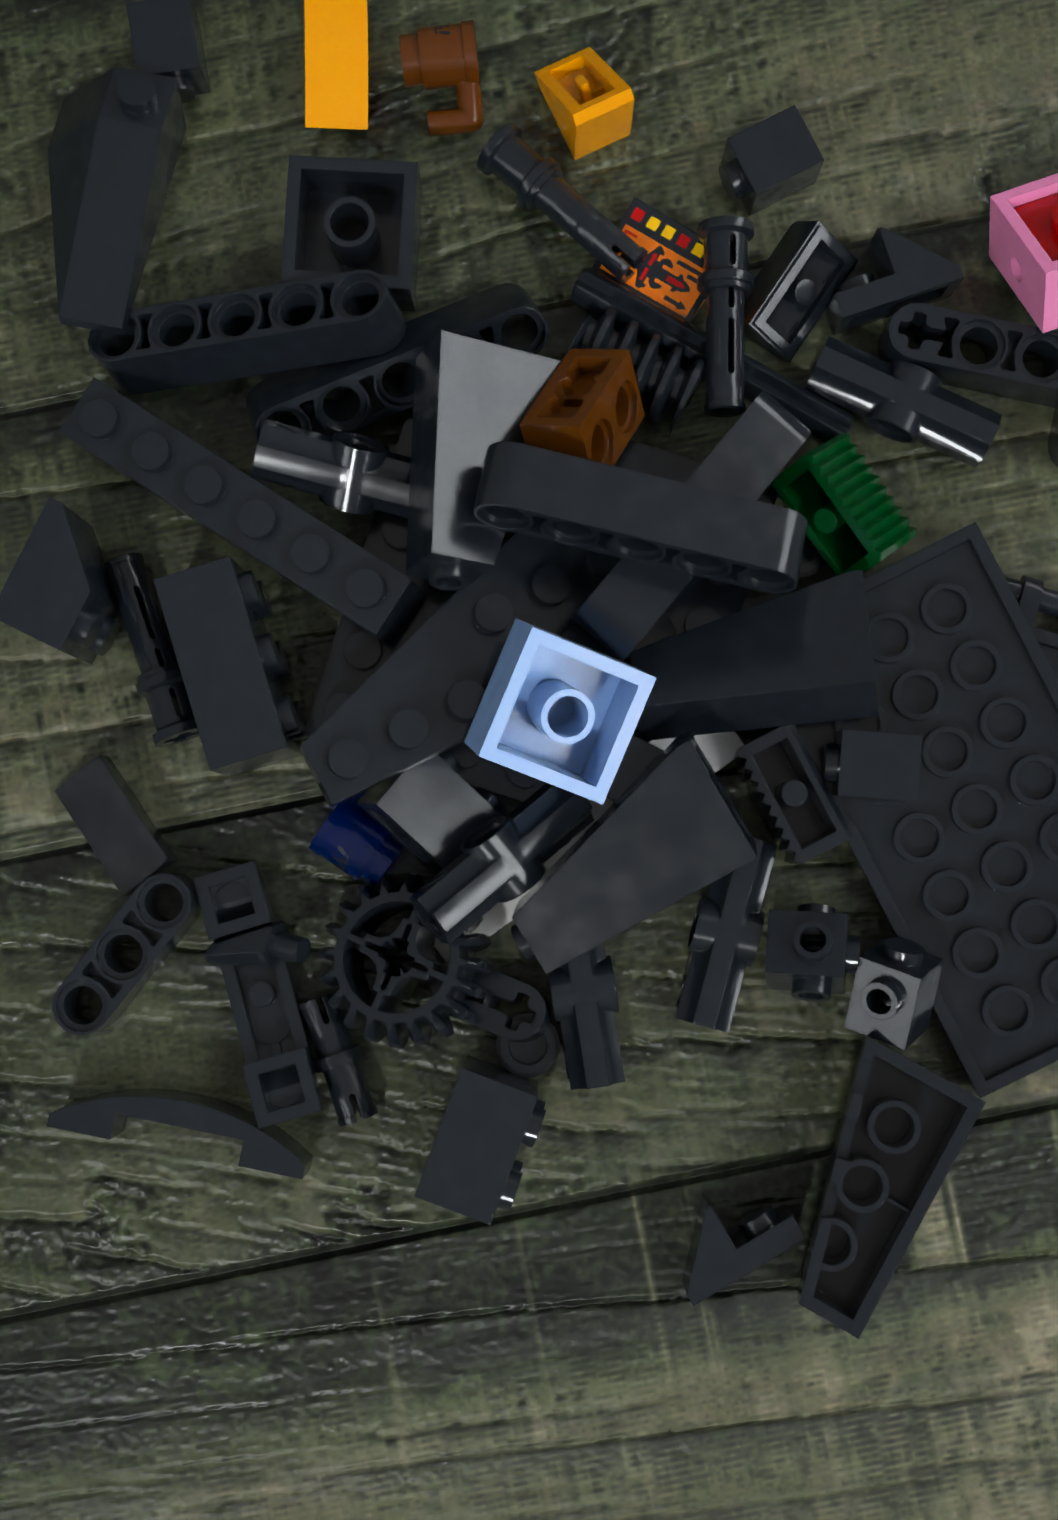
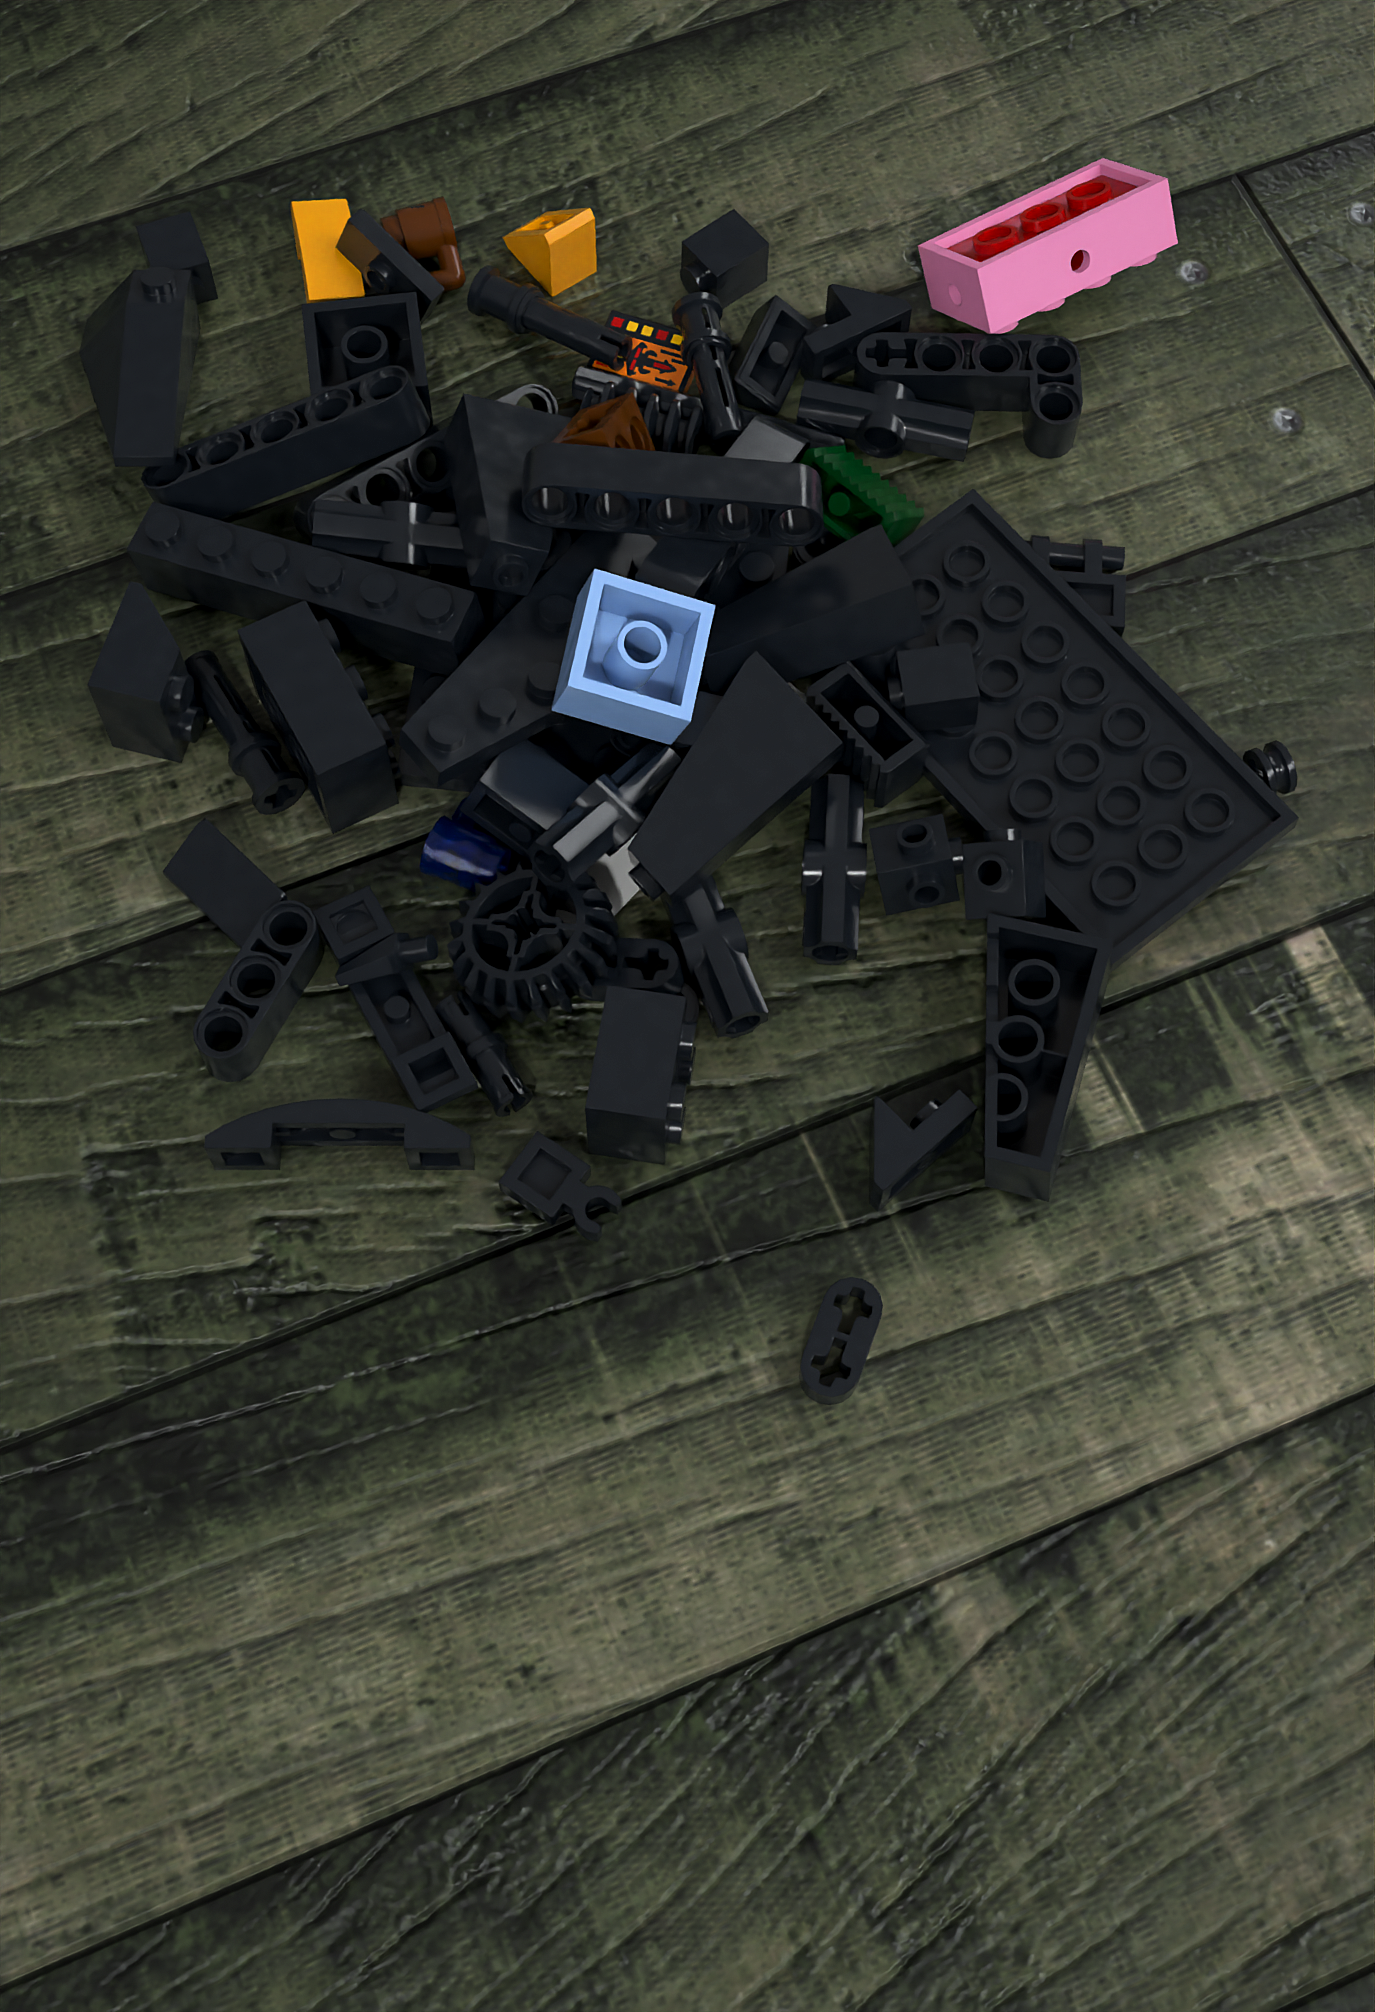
camera: 20 degrees left, 20 degrees down
(378, 1210) = (553, 1181): none -> black plate
(396, 108) = (386, 263): none -> black plate
(635, 1429) = (826, 1334): none -> black beam

